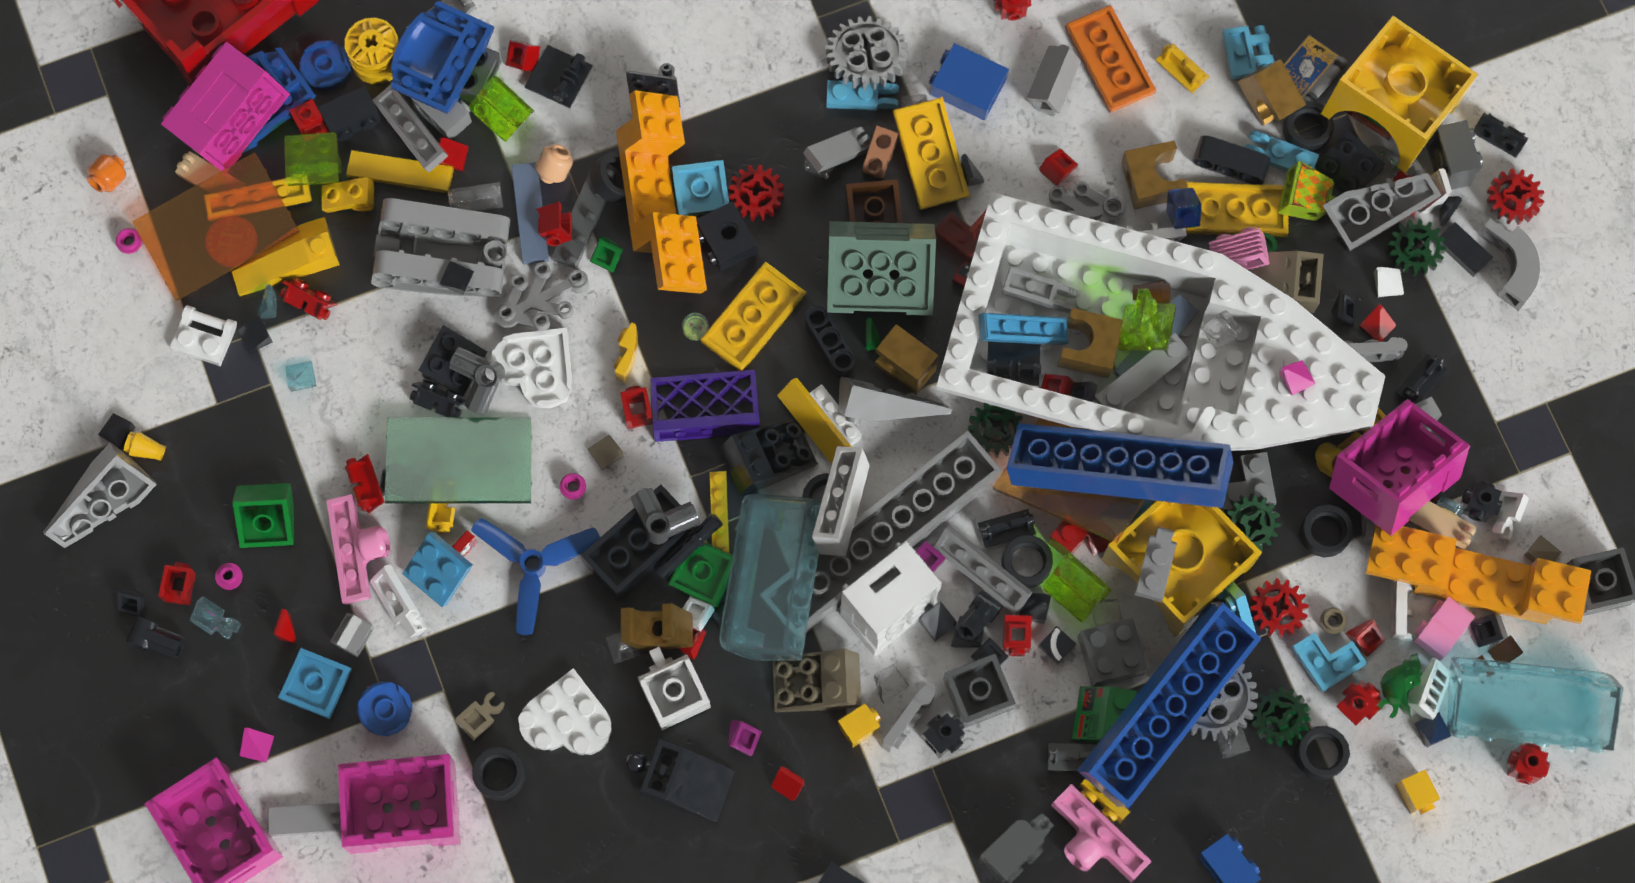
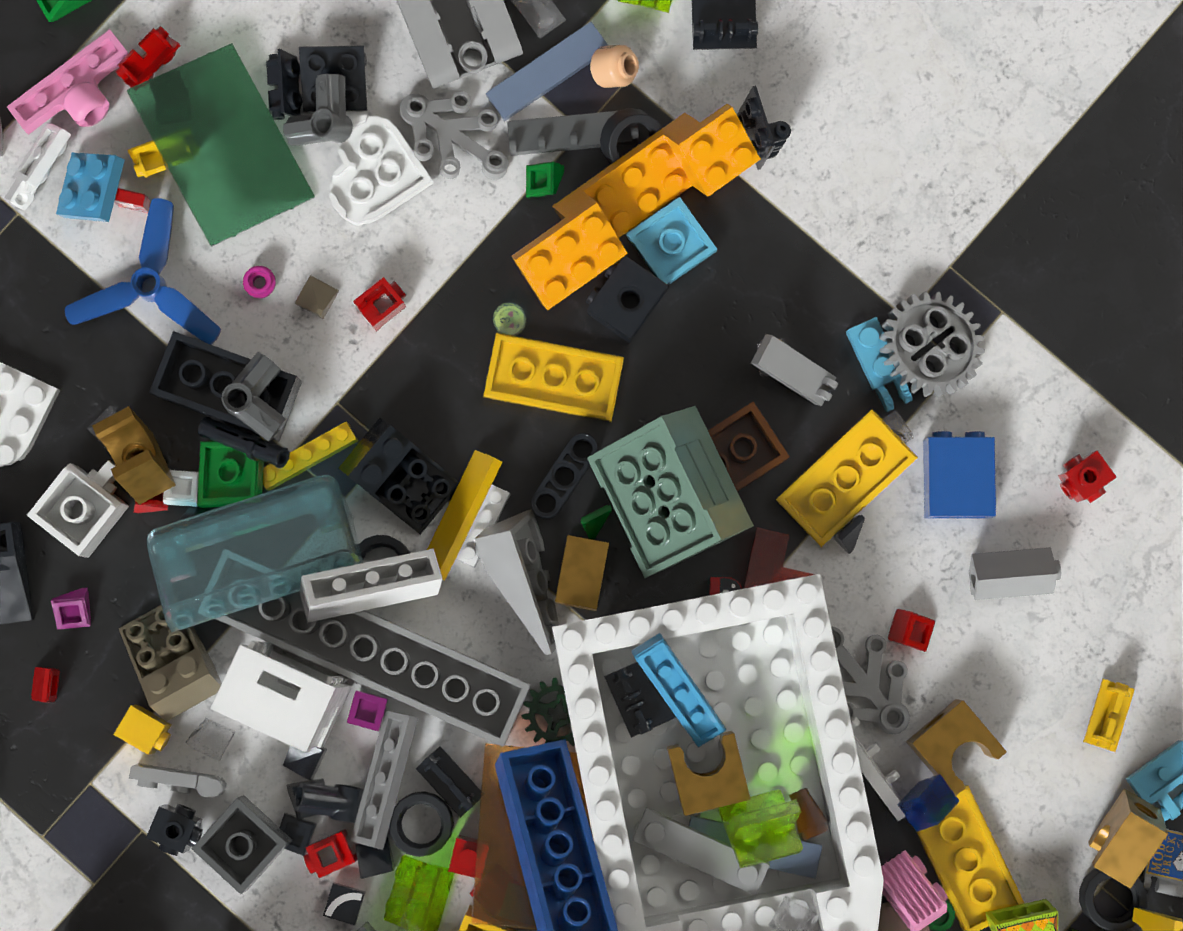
camera: 65 degrees right, 10 degrees up
(456, 278) = (416, 30): black slope -> none
(553, 225) = (541, 104): red window -> none
(628, 346) = (448, 259): yellow slope -> none
(704, 426) = (400, 392): dark purple fence -> none
(766, 193) = (711, 300): red gear -> none
(880, 152) = (818, 419): nougat leg -> none
(1038, 289) = (743, 679): light grey hinge -> none
(1057, 383) = (637, 760): red slope -> none
(1084, 390) = (641, 793): black tile -> none
(1110, 58) = (1077, 625): orange tile -> none
(1231, 160) = (1022, 827): black beam -> none
(1282, 154) = (1063, 882): medium azure hinge -> none

